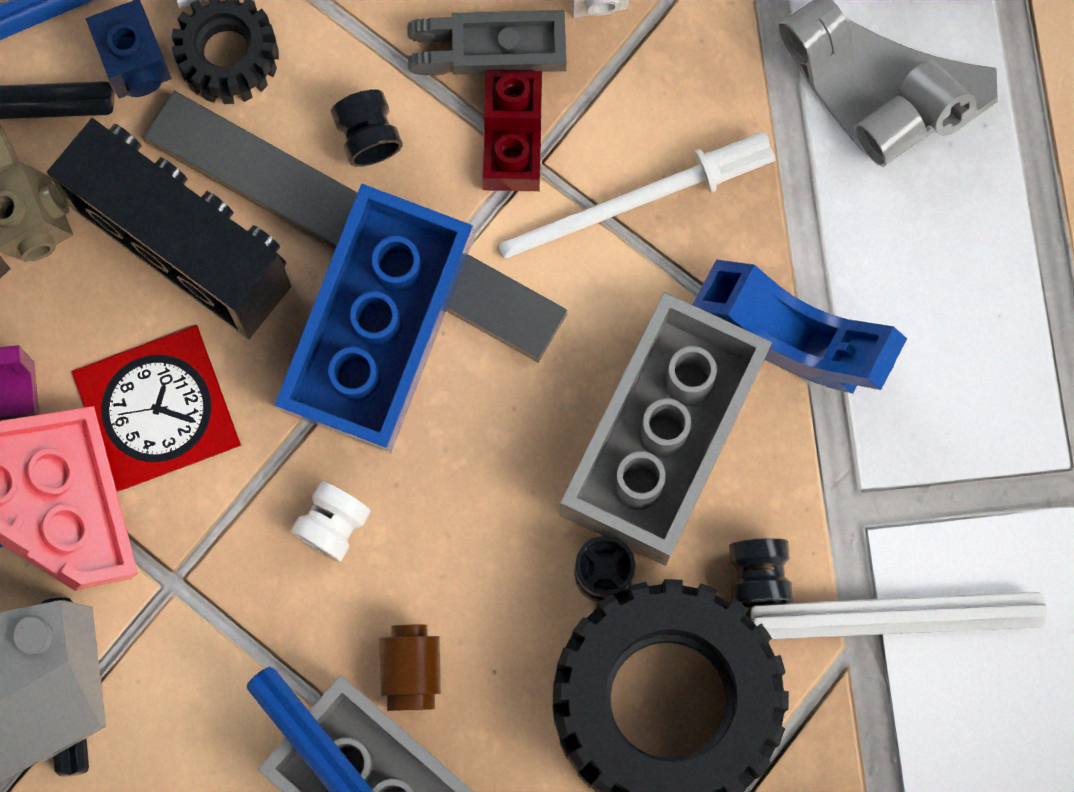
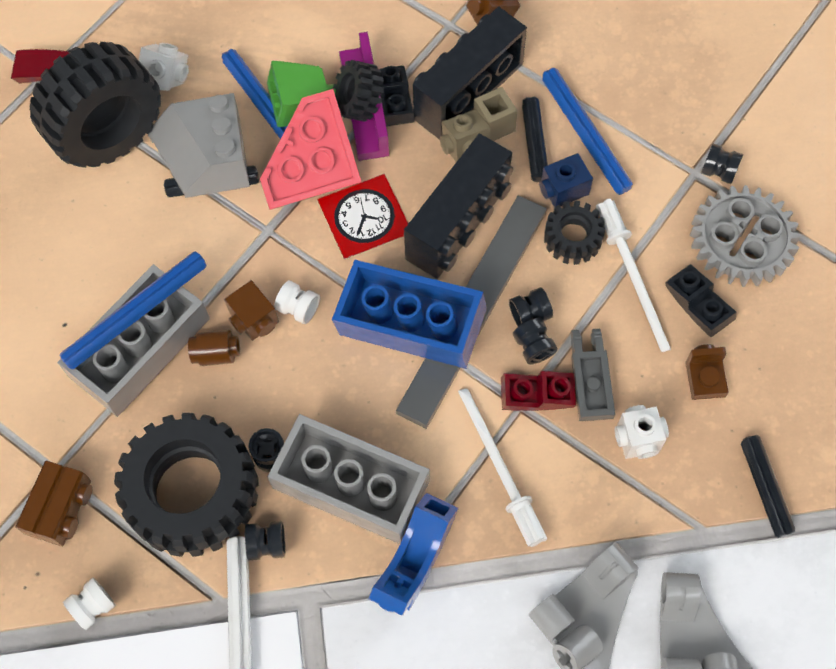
camera: 90 degrees right, 10 degrees down
(346, 601) = (251, 311): none -> reddish brown brick
(428, 125) = (535, 341): none -> black wheel

